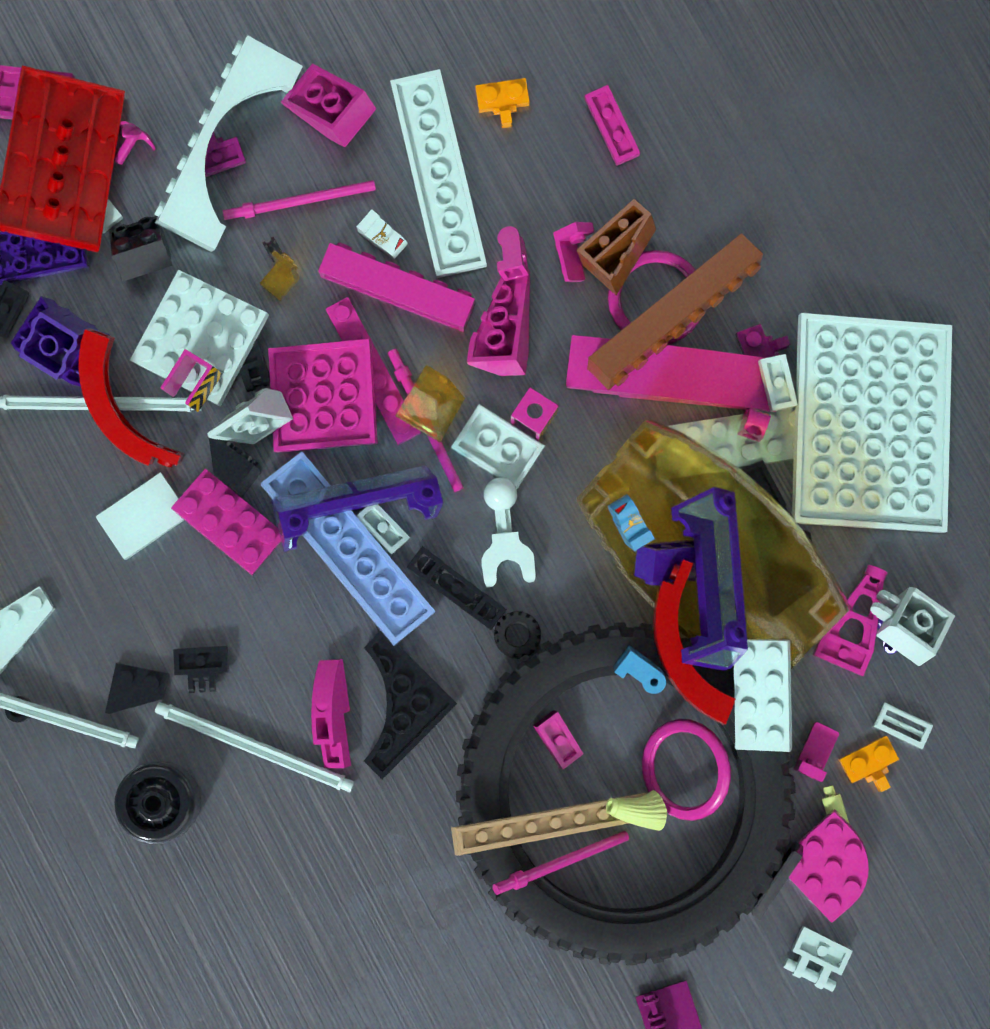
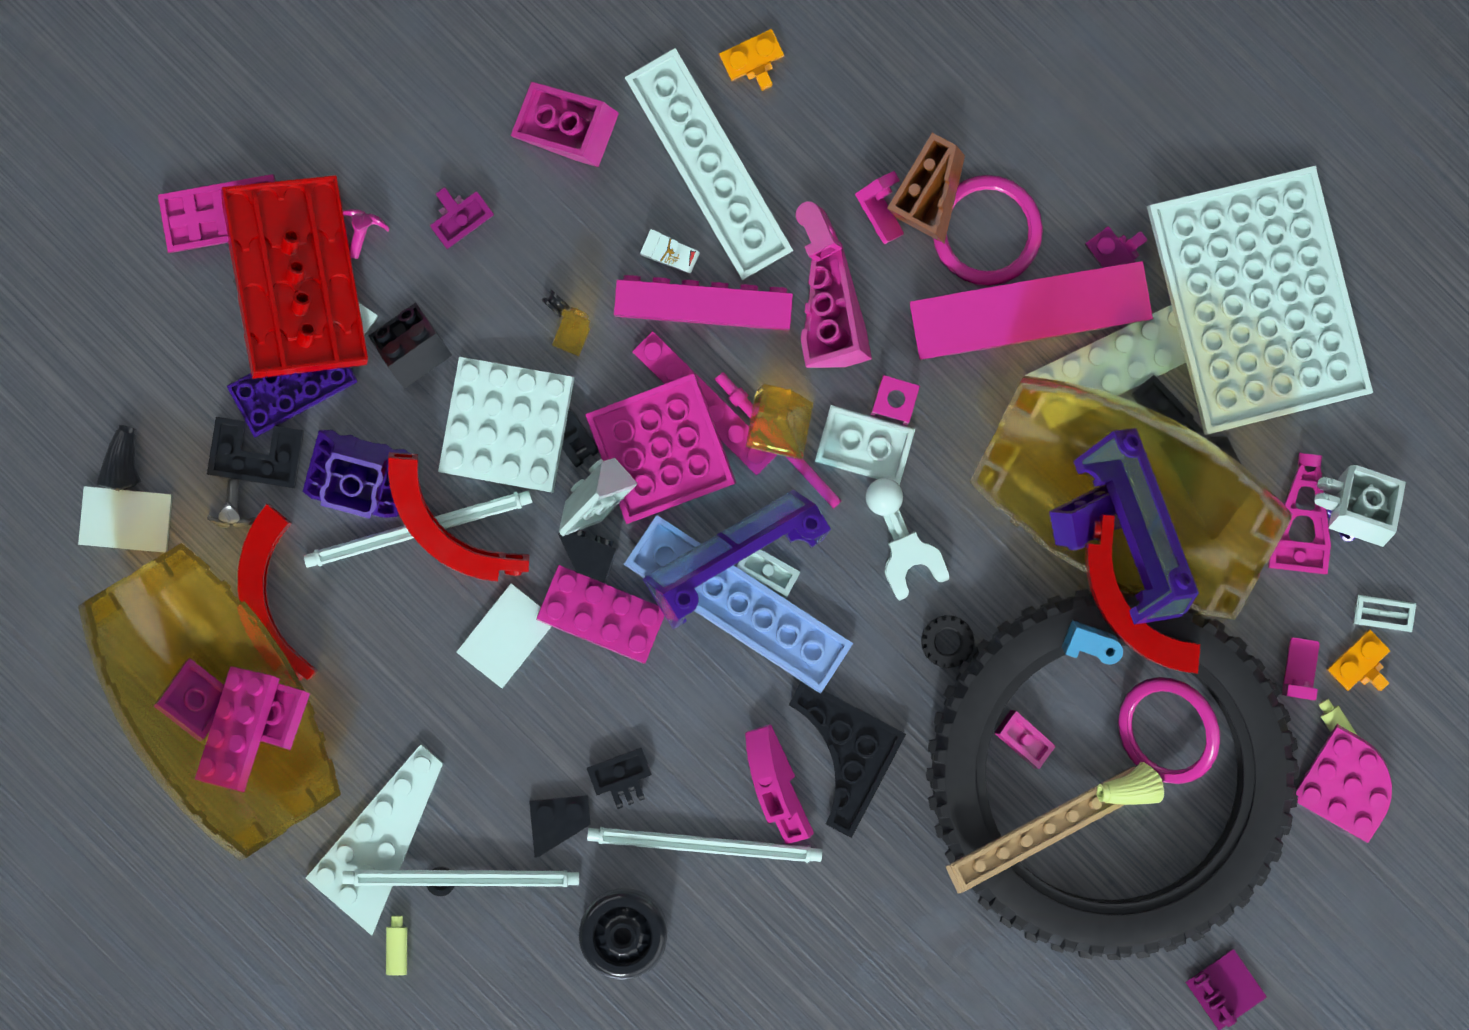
camera: 20 degrees left, 5 degrees up
(181, 371) = (503, 471): dark pink piece -> none
(188, 206) = (448, 283): light aqua arch -> none
(249, 209) = (515, 266): dark pink bar -> none
(456, 588) = (868, 611): black slope -> none
(520, 879) = (1032, 897): dark pink bar -> none
(612, 125) = (882, 53): dark pink plate -> none
(630, 523) = (1035, 492): dark azure leg -> none
(674, 312) = (1014, 243): dark orange brick -> none
(754, 424) = (1134, 341): dark pink leg -> none
(763, 696) = (1229, 632): light aqua plate -> none
(777, 382) = (1146, 288): light aqua plate -> none
(779, 877) = (1305, 795): black tile -> none
(822, 951) = (1364, 875): light aqua plate -> none

